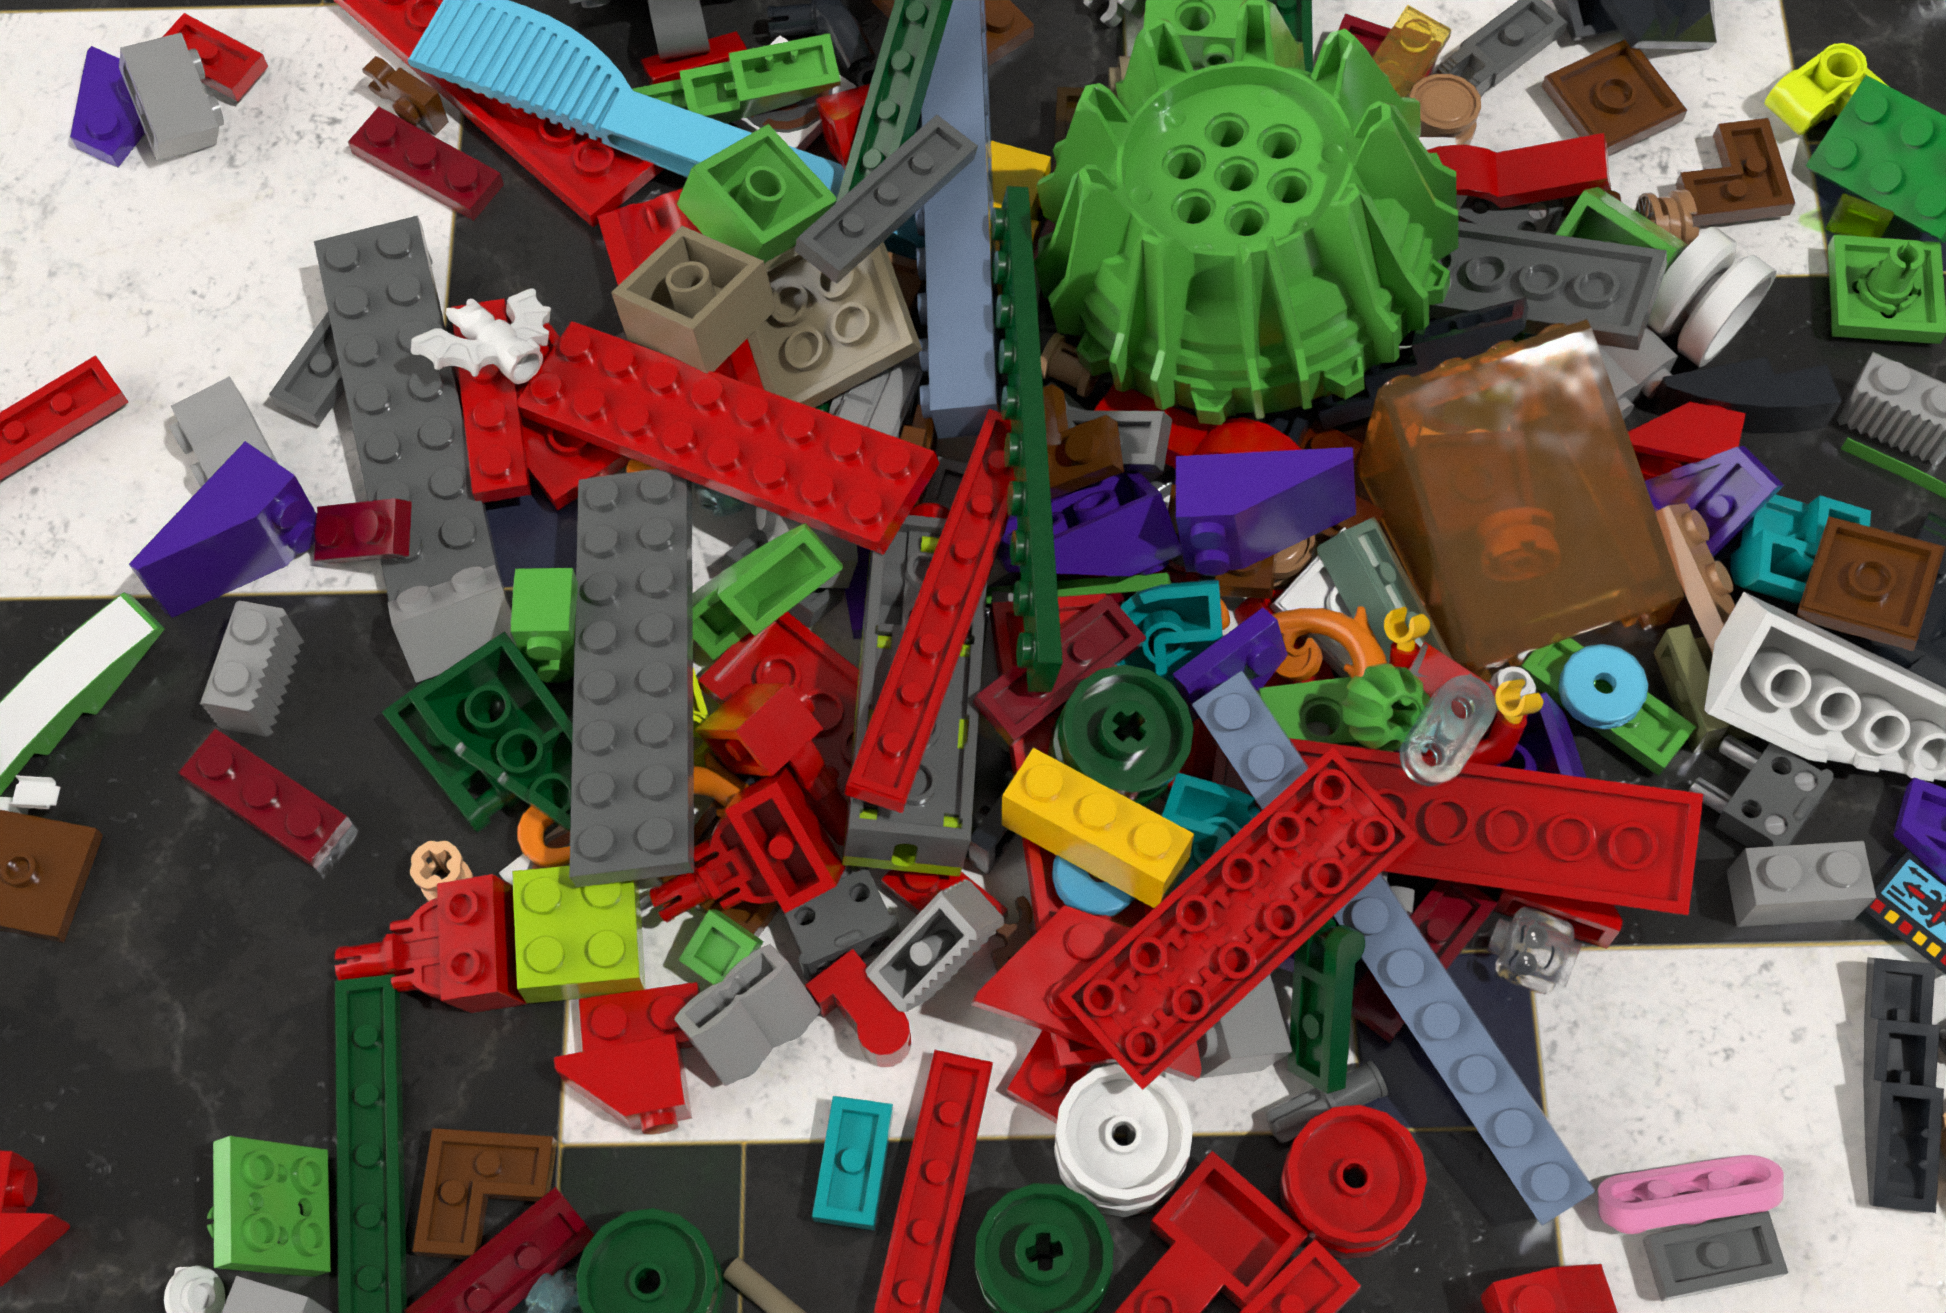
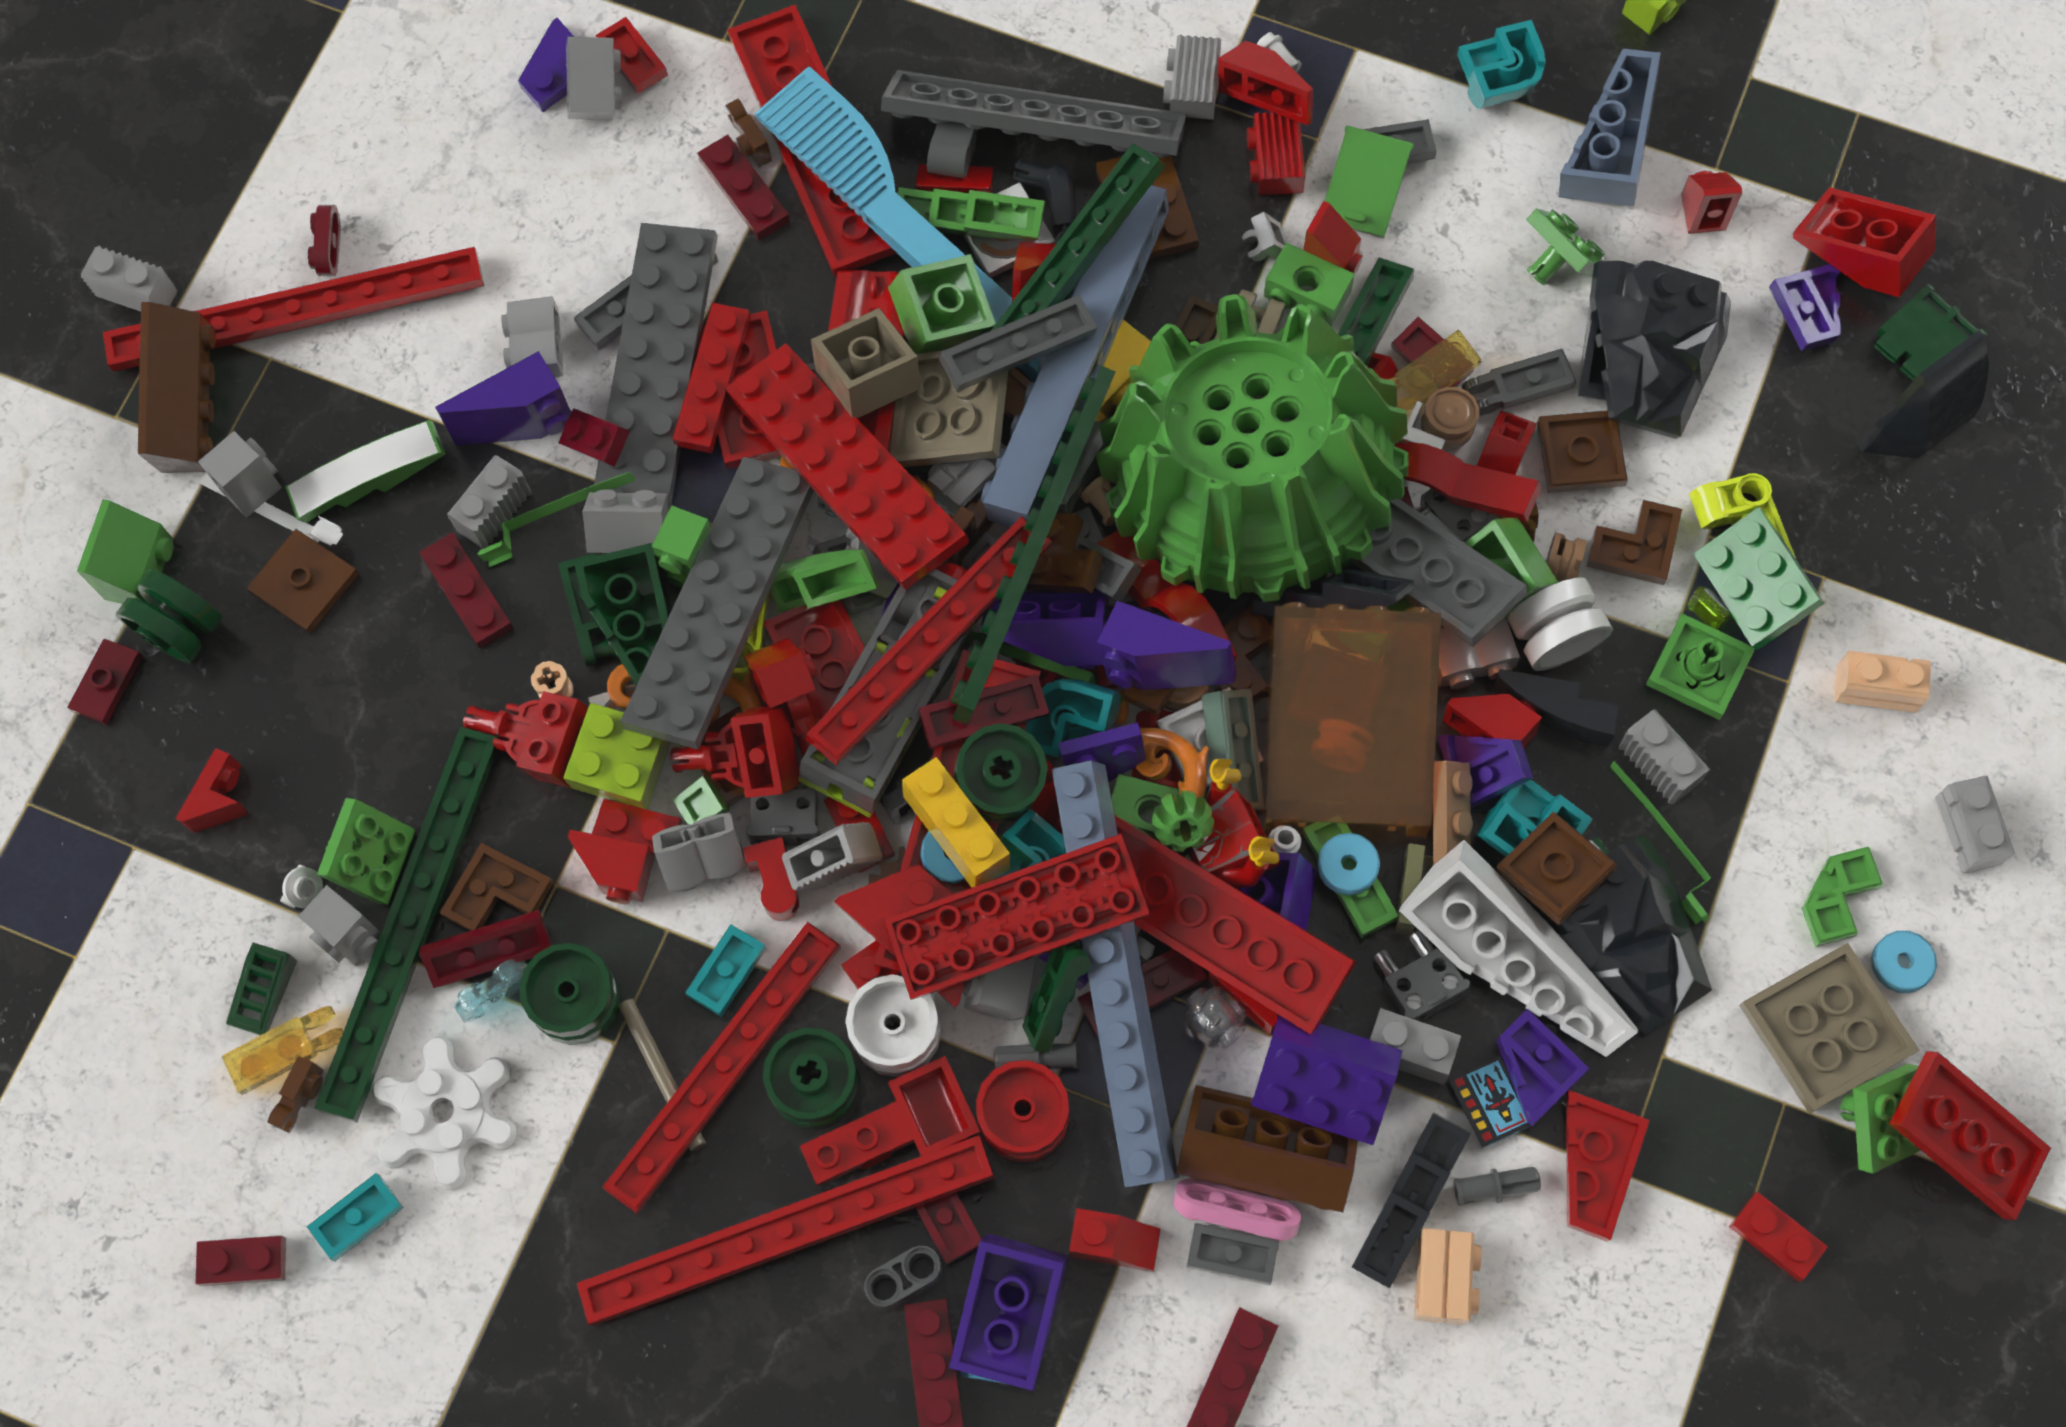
camera: 25 degrees right, 5 degrees up
(293, 727) = (501, 551): none -> bright green piece
(491, 341) = (727, 342): white animal -> none
(1445, 733) = (1209, 853): clear light blue plate -> none
(1524, 118) = (1506, 443): none -> red slope
(1691, 1094) = (1265, 1151): none -> reddish brown slope
(1727, 968) = (1328, 1079): none -> dark purple brick

